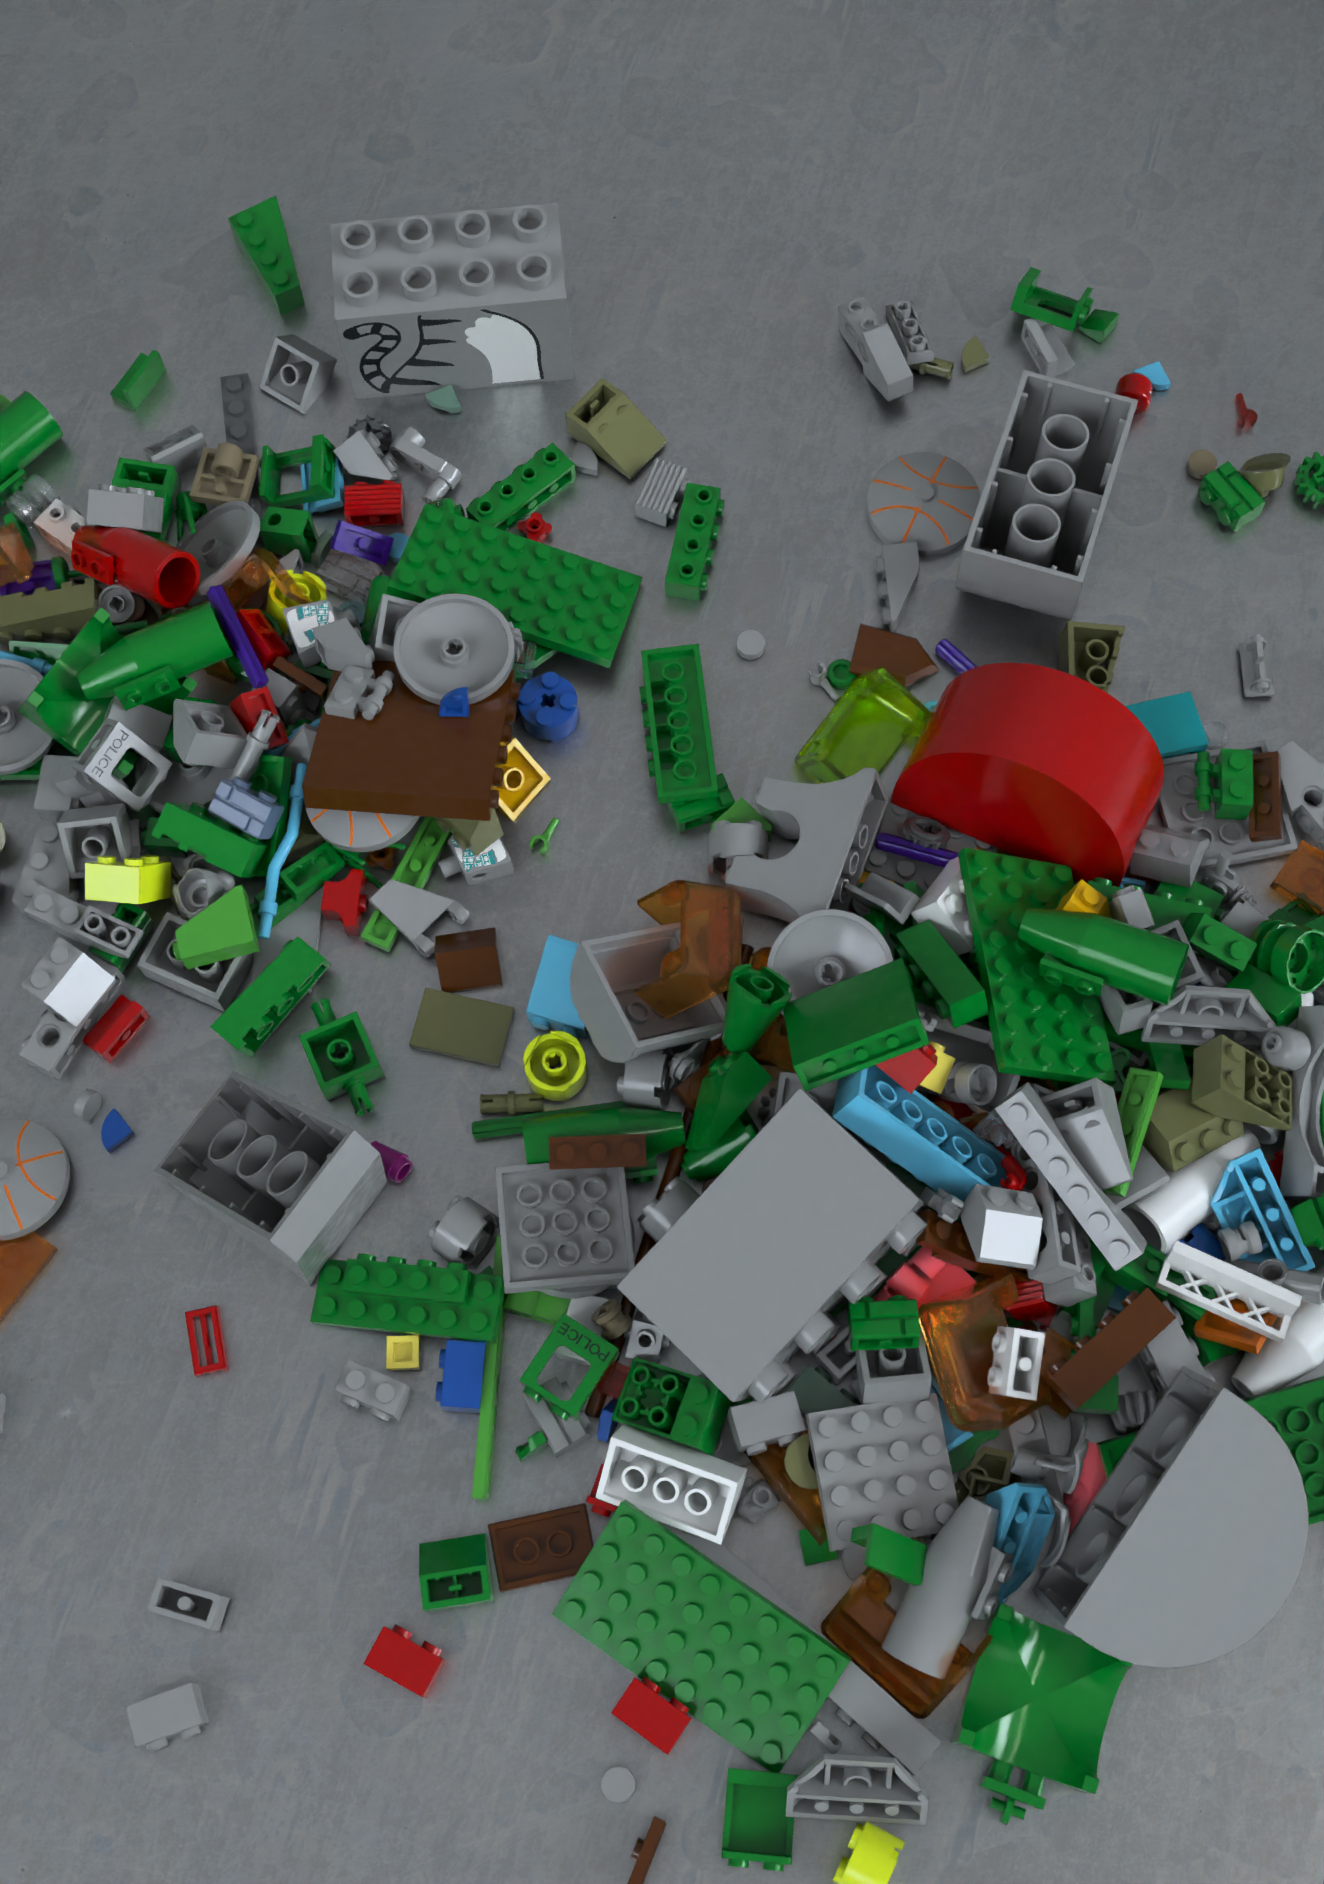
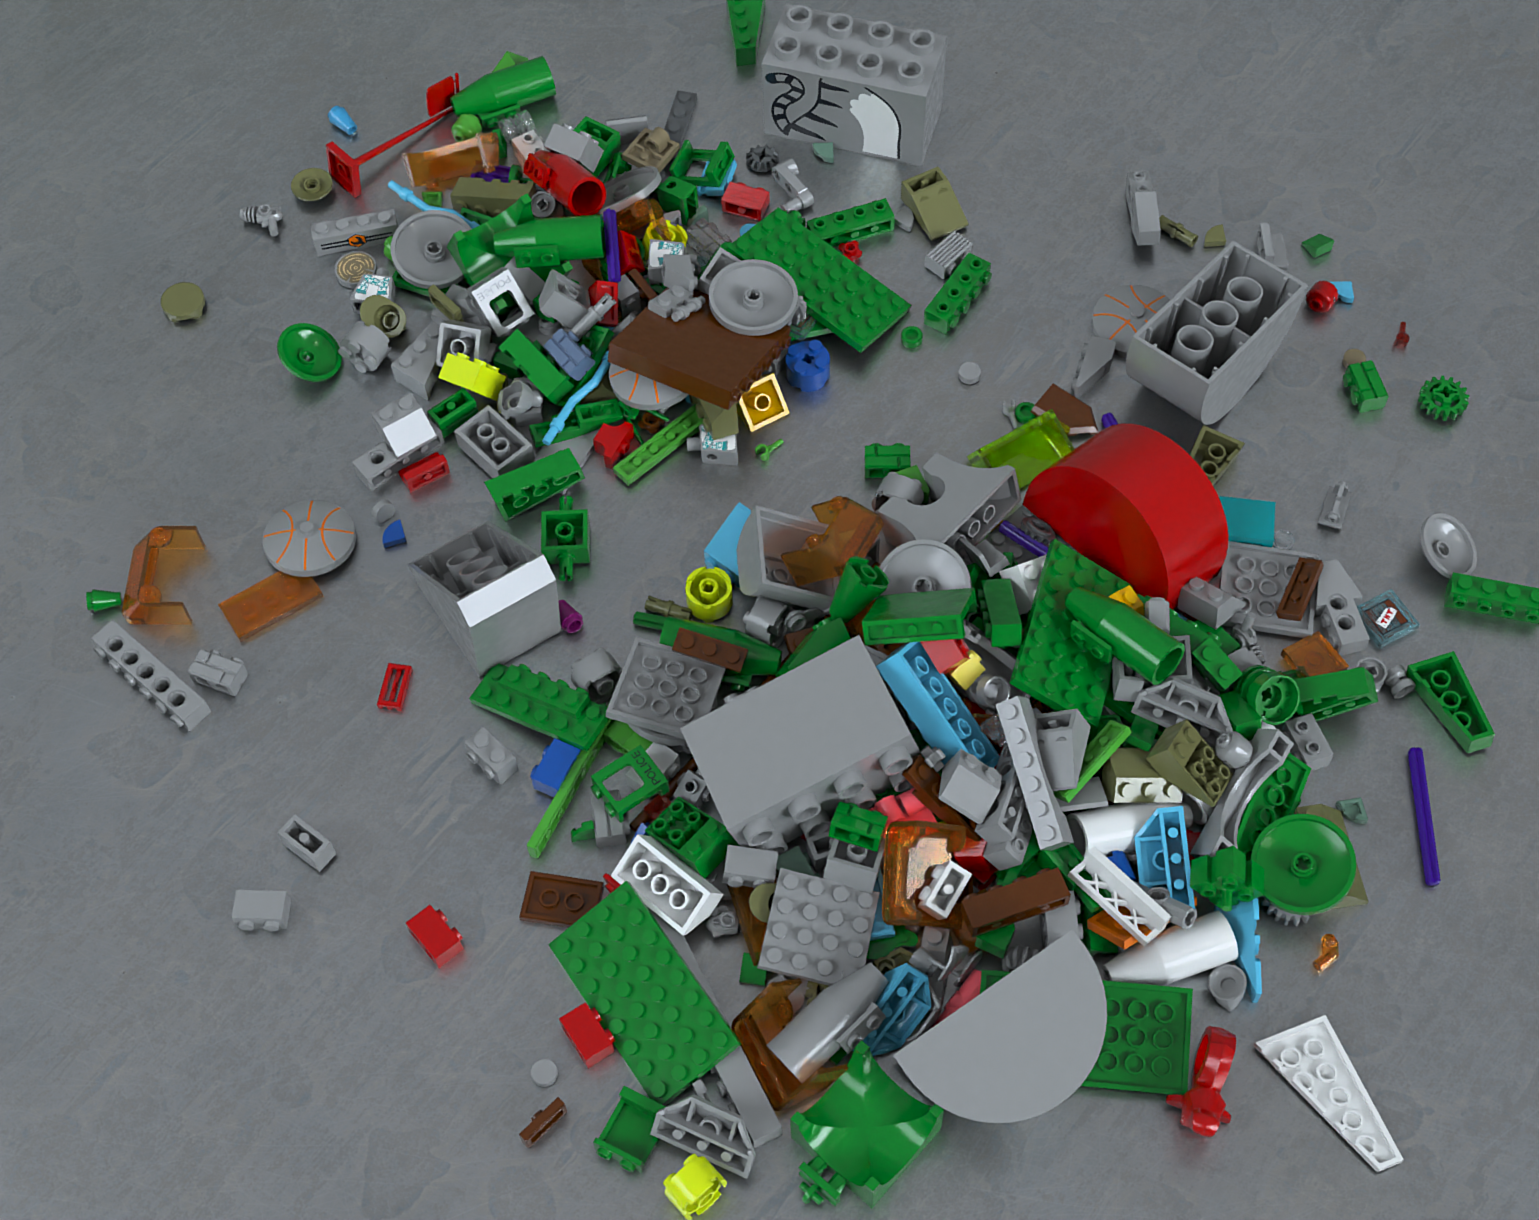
camera: 20 degrees right, 10 degrees down
(48, 791) = (444, 304): none -> olive tile
(83, 923) = (429, 392): light grey slope -> none
(139, 380) = (622, 76): green panel -> none
(218, 932) = (516, 426): bright green slope -> none
(297, 372) = (730, 102): light grey slope -> none
(361, 542) = (725, 219): dark purple tile -> none
(363, 457) = (751, 168): light grey slope -> none
(403, 1352) = (522, 740): light yellow plate -> none
(415, 910) = (657, 463): light grey flag -> none
(455, 703) = (738, 329): blue tile -> none
(455, 1573) = (493, 893): green slope -> none
(462, 1027) = (656, 550): olive tile -> none
(468, 960) = (679, 509): reddish brown slope -> none
(611, 1319) = (673, 764): dark tan wheel -> none
(659, 620) = (911, 337): none -> green tile
(678, 724) = (892, 403): green plate -> none
(891, 1552) = (798, 976): green panel -> none
(909, 332) = (1173, 206): light grey tile -> none
(1015, 1174) = (995, 759): red arm -> none
(1030, 296) = (1271, 209): green window -> none
(1232, 783) = (1279, 570): green brick -> none
(1240, 1241) = (1144, 868): light grey wheel -> none
(1265, 472) = (1397, 379): olive piece -> none

